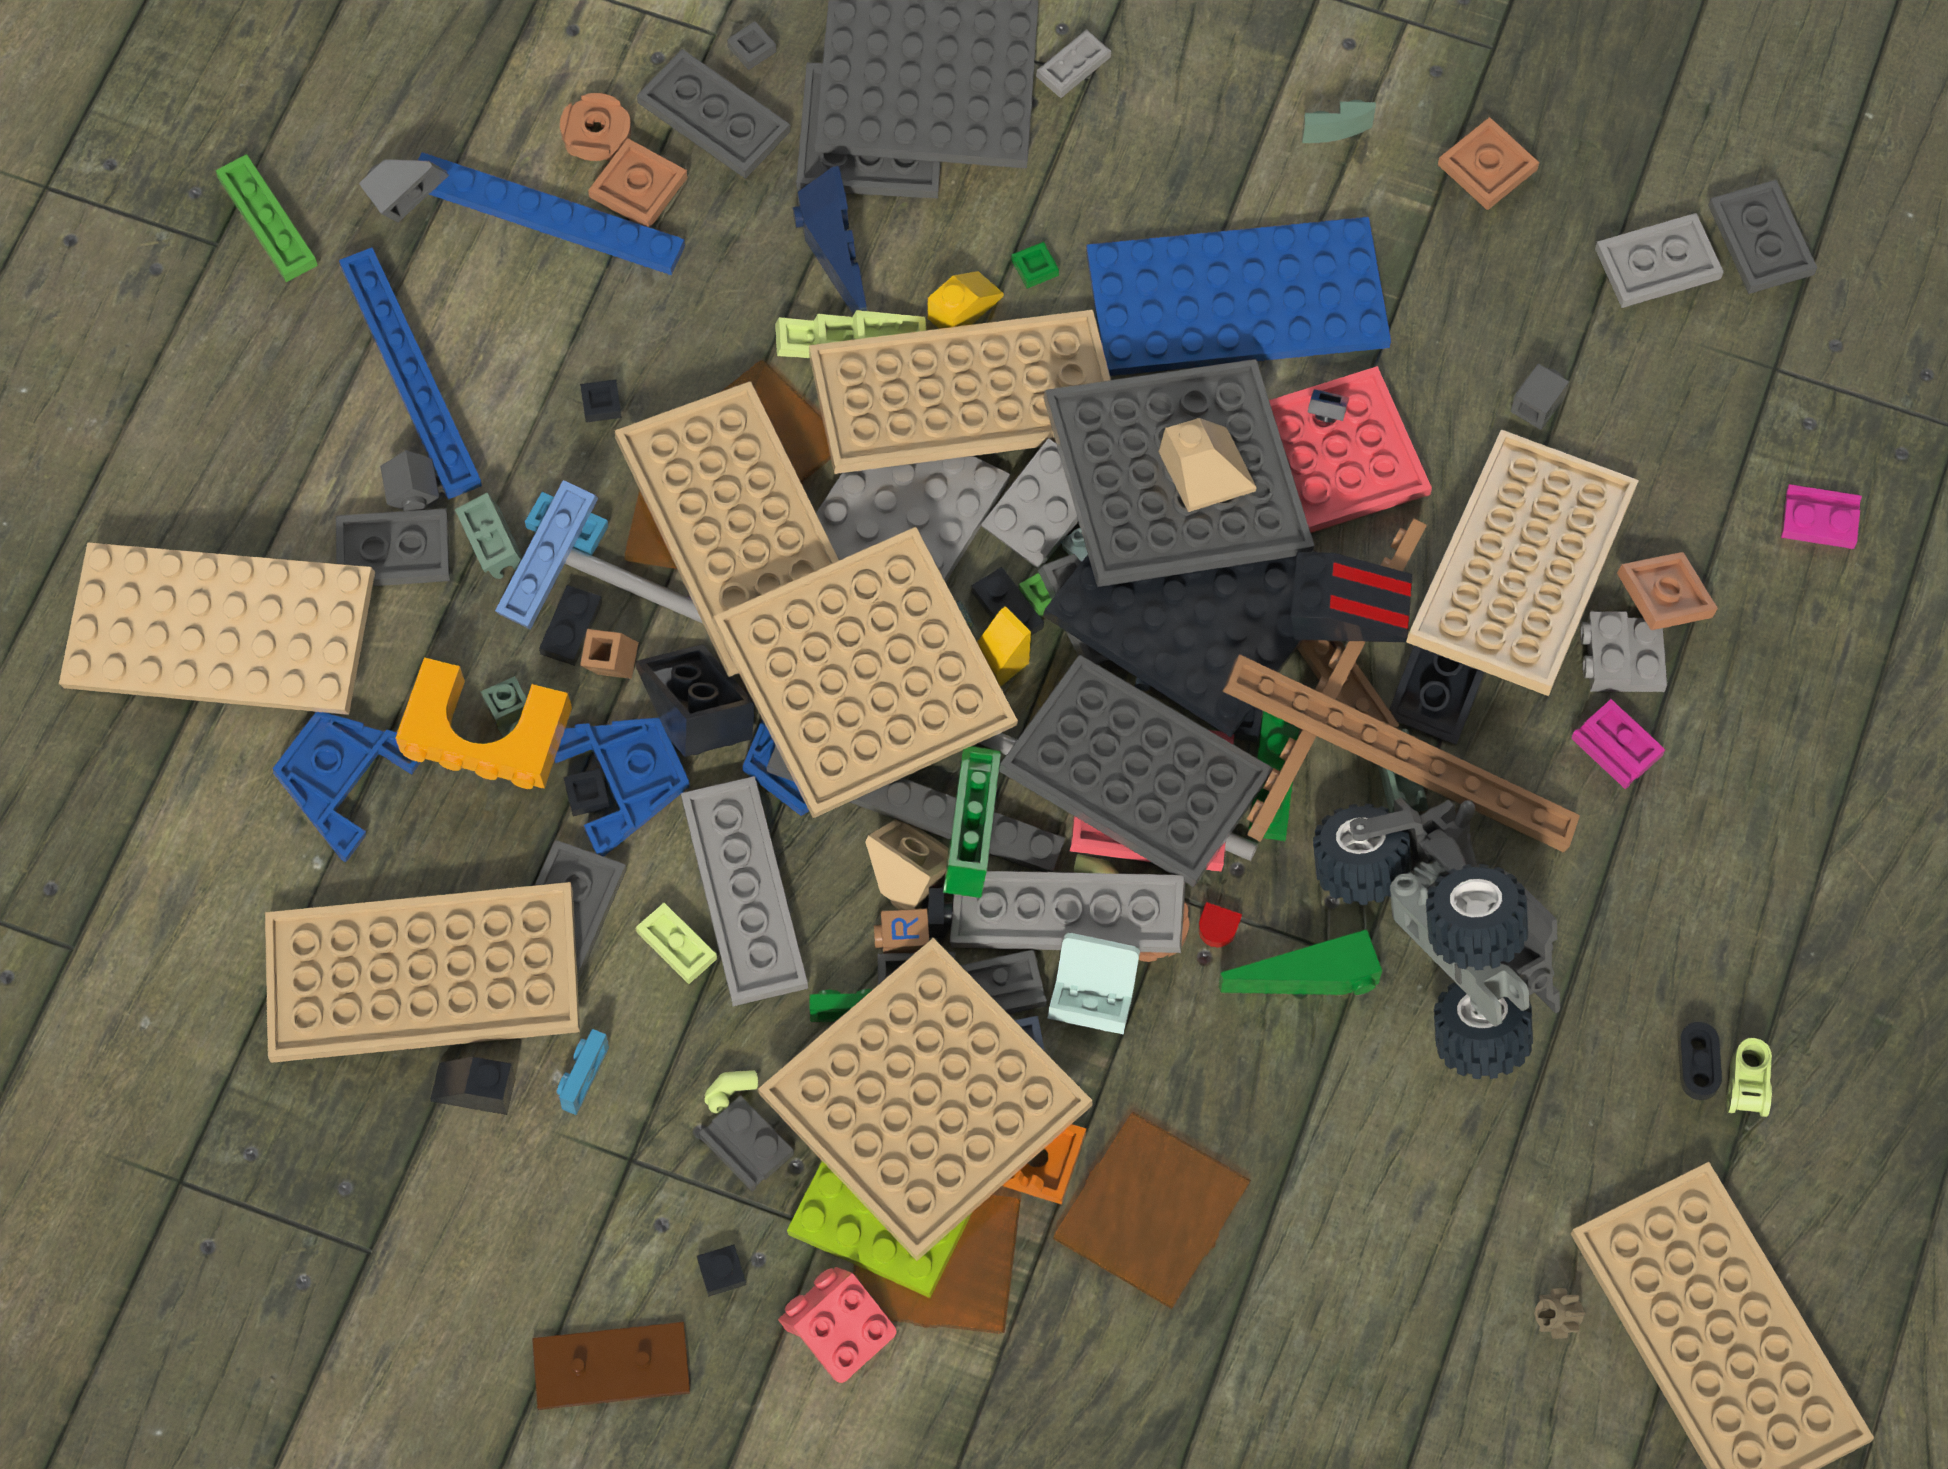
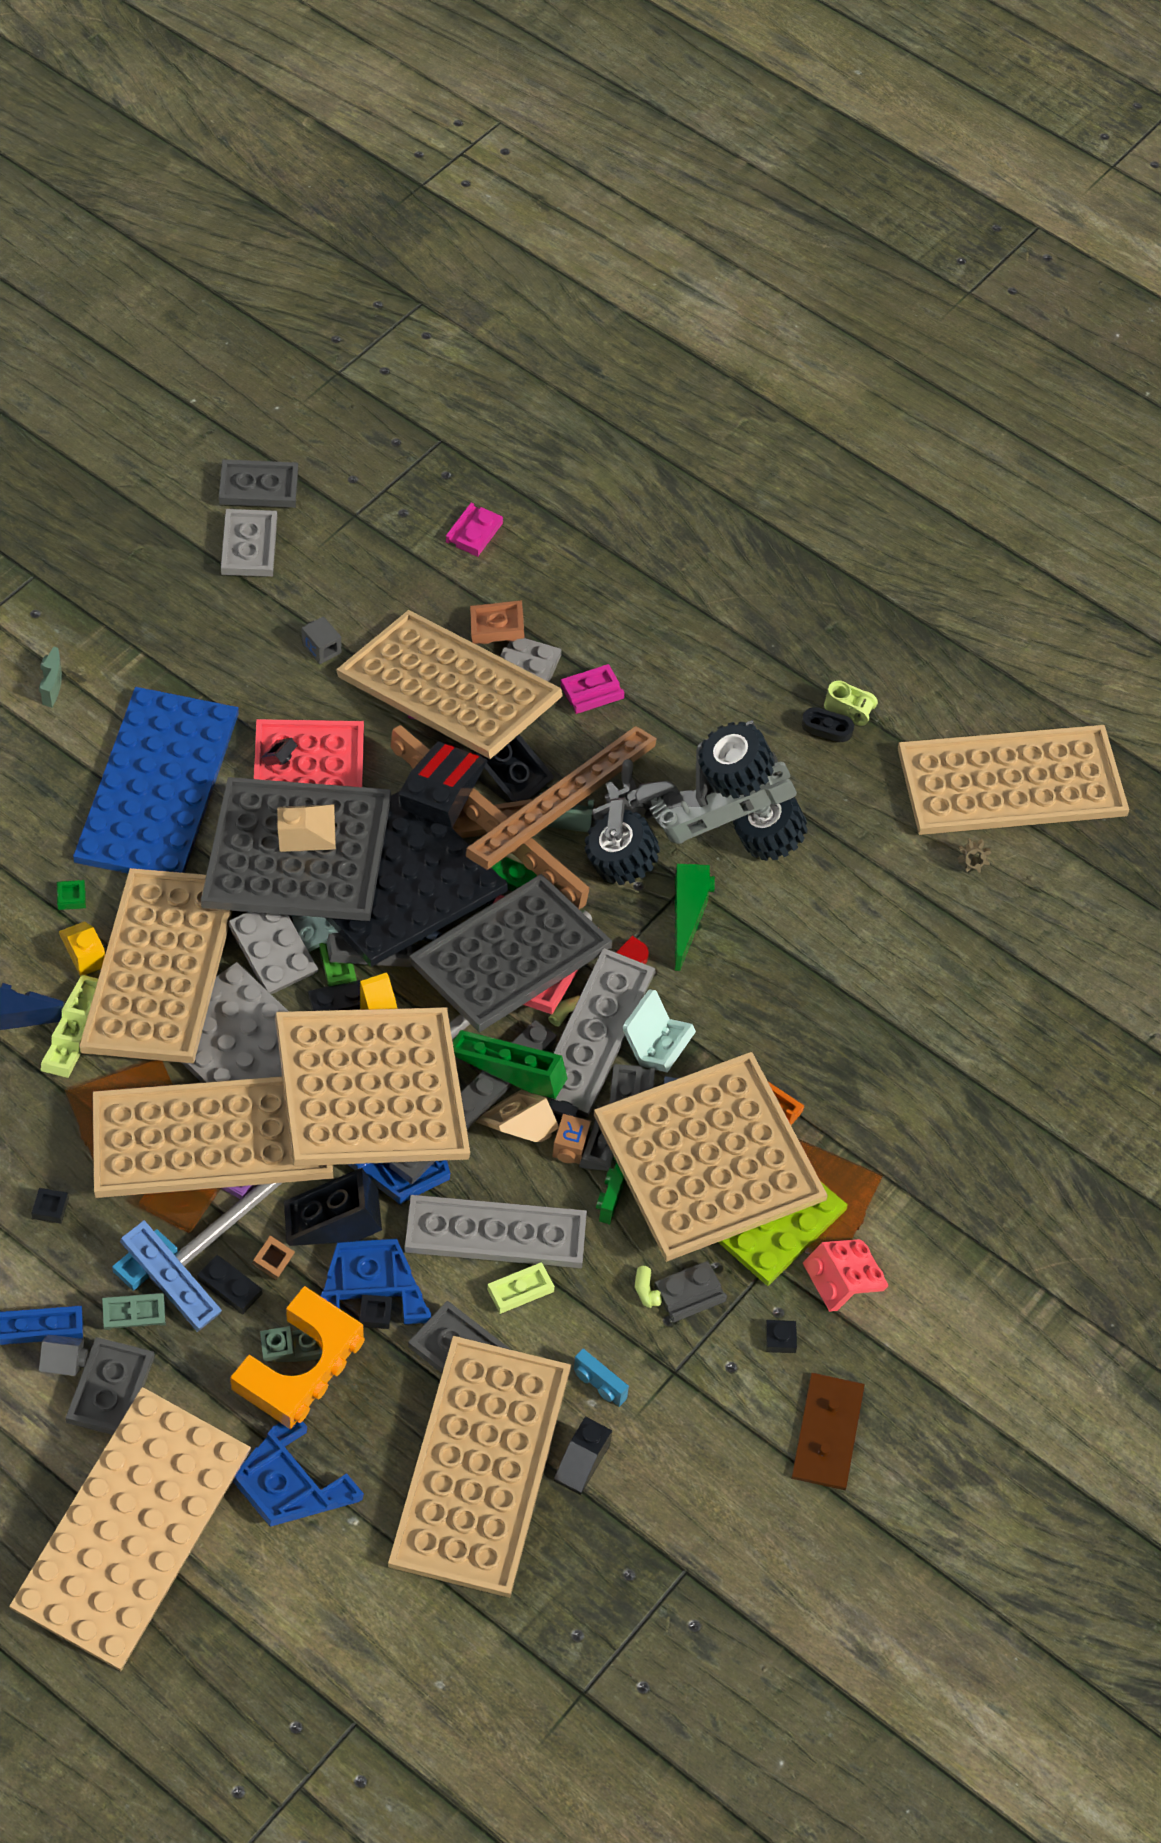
camera: 75 degrees left, 10 degrees down
(1152, 1210) = (823, 1060): clear orange piece -> none
(1488, 163) = (128, 606): nougat plate -> none

